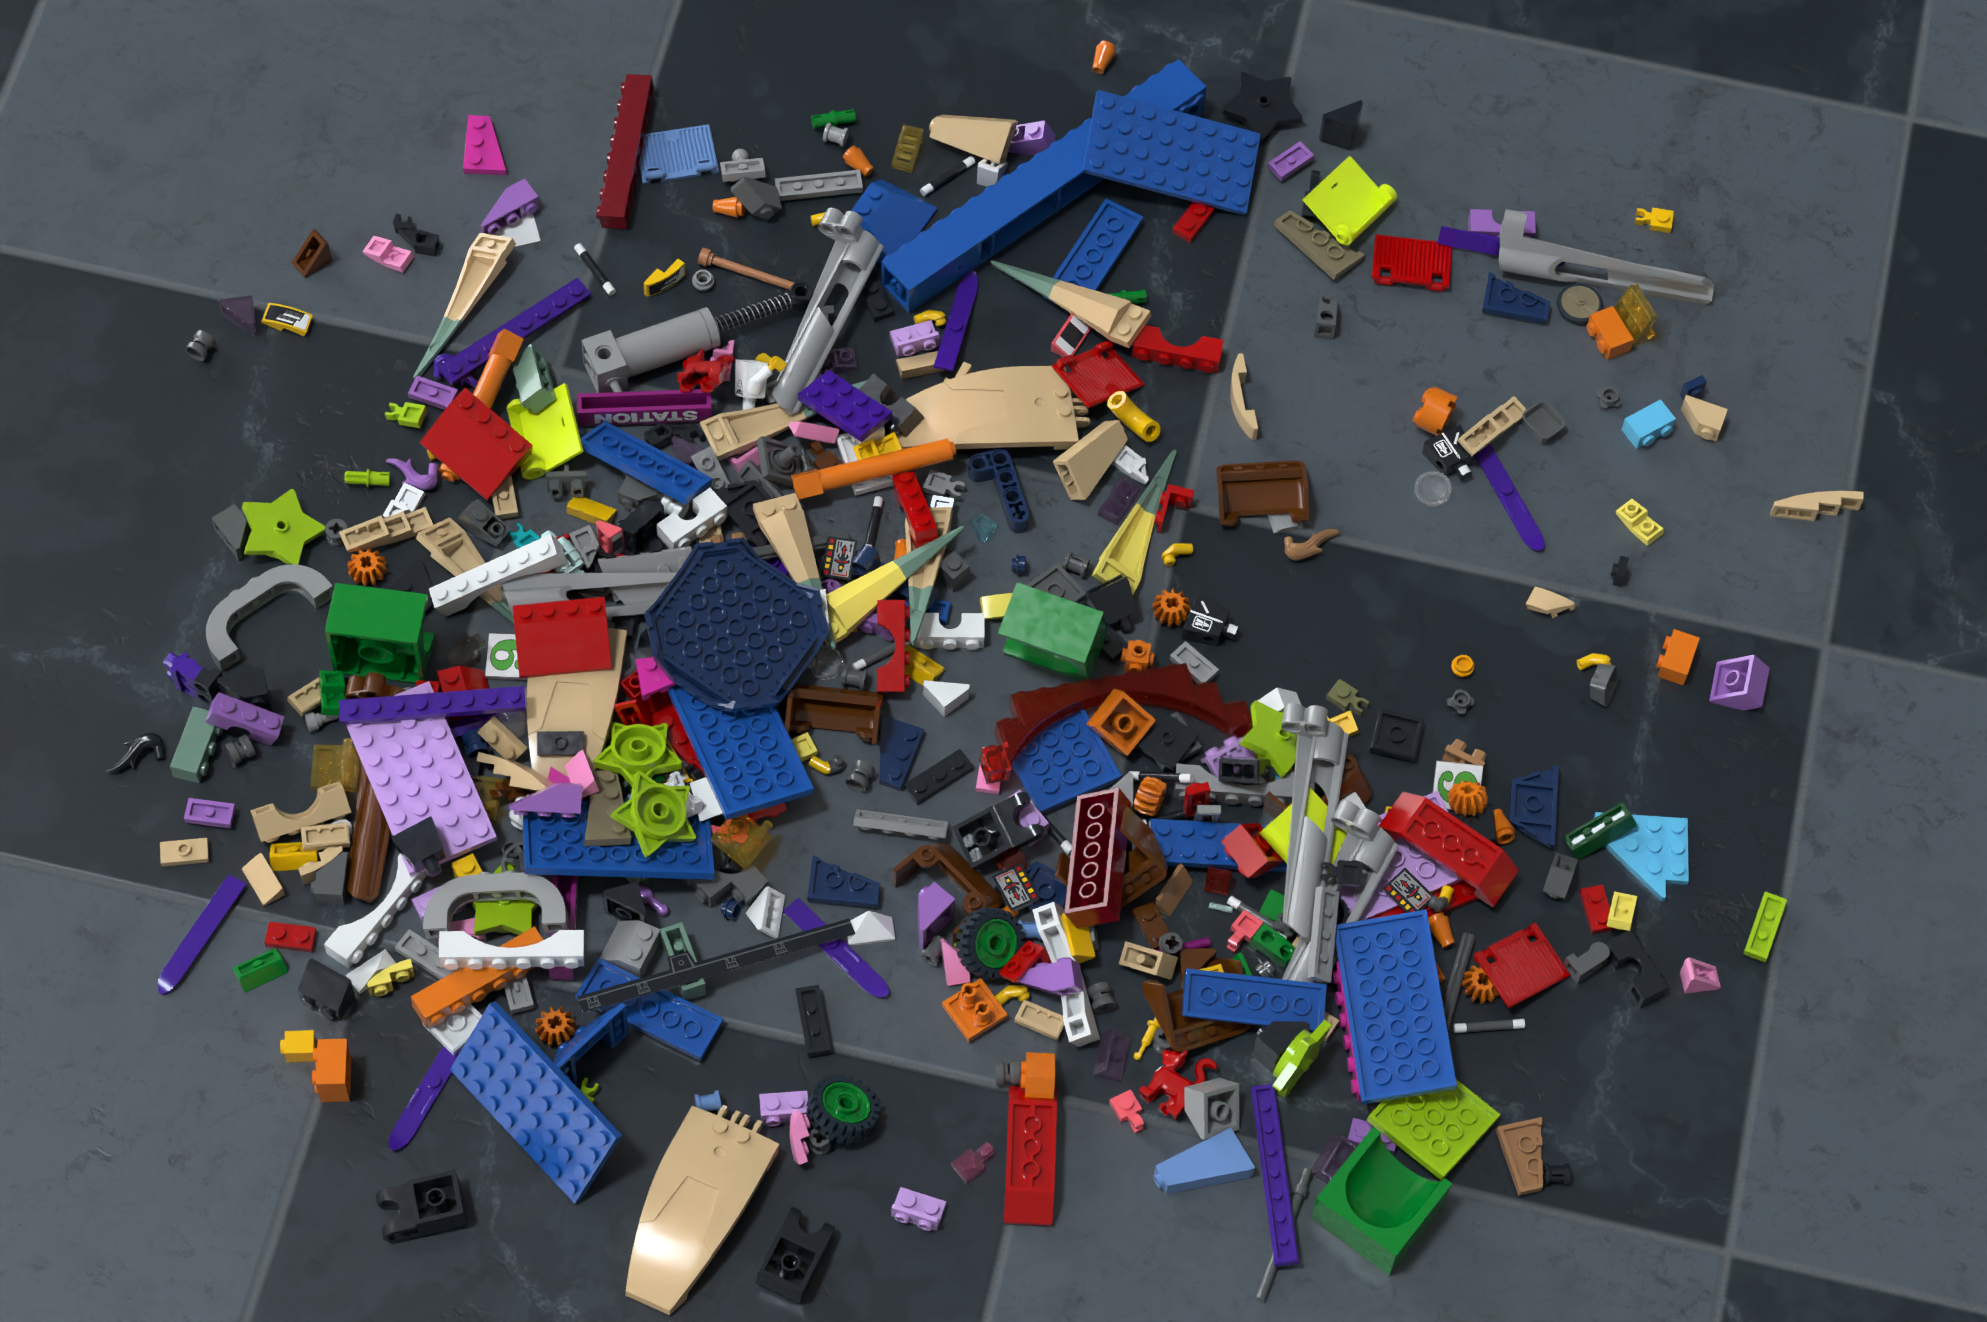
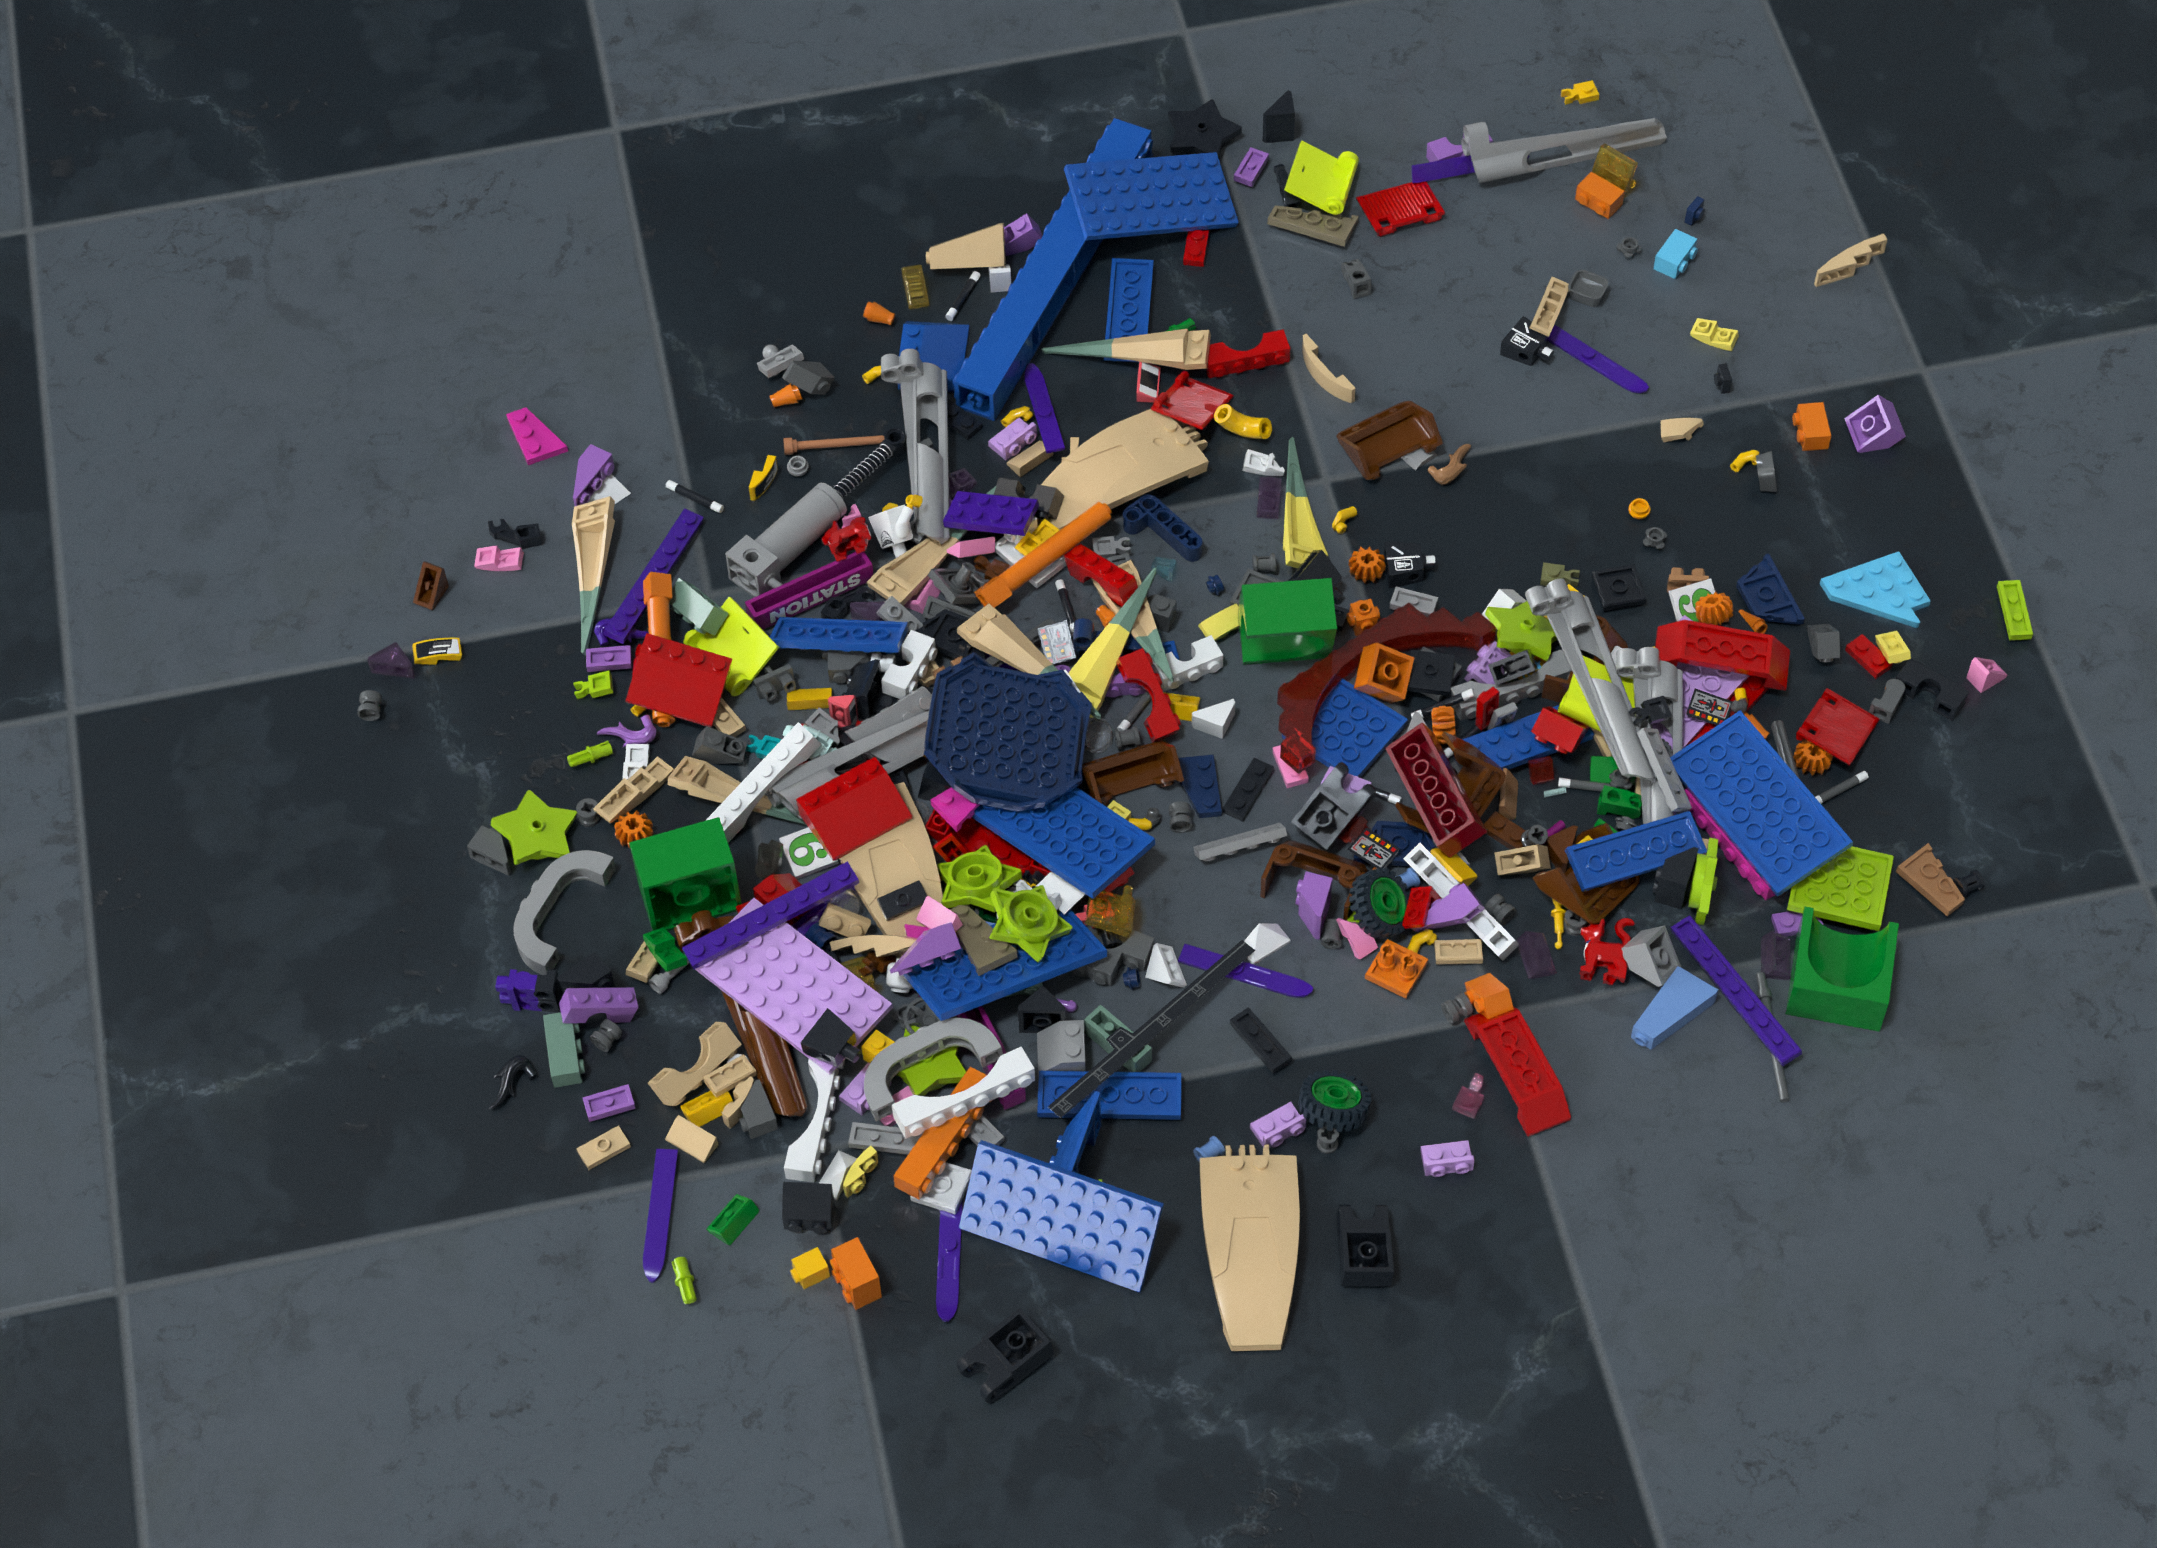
camera: 20 degrees left, 5 degrees down
(187, 1006) = (684, 1279): none -> lime axle
(290, 937) = (745, 1178): red plate -> none
(336, 764) = (702, 1010): clear yellow plate -> none
(549, 1021) = (1035, 1138): orange gear -> none
(626, 151) = (667, 386): dark red brick -> none
(678, 154) = (711, 373): medium blue window -> none
(798, 1130) = (1306, 1135): bright pink slope -> none
(819, 185) = (856, 346): light grey plate -> none
(834, 118) = (835, 288): green pin -> none
(835, 134) = (846, 300): light grey bush -> none
(840, 887) = (1216, 918): dark blue wing -> none
(1089, 459) = (1226, 471): tan slope -> none
(1103, 55) = (1041, 145): orange cone -> none
(1128, 1108) = (1578, 992): coral plate -> none
(1174, 495) = (1315, 473): red bracket -> none
(1244, 928) = (1587, 799): coral plate -> none
(1433, 488) = (1529, 377): clear hat -> none
(1436, 410) = (1496, 313): orange brick -> none
(1508, 301) = (1500, 205): dark blue wing -> none
(1578, 302) = (1559, 182): dark tan wheel -> none
(1600, 831) = (1835, 591): dark green slope -> none
(1703, 417) = (1716, 230): tan slope -> none

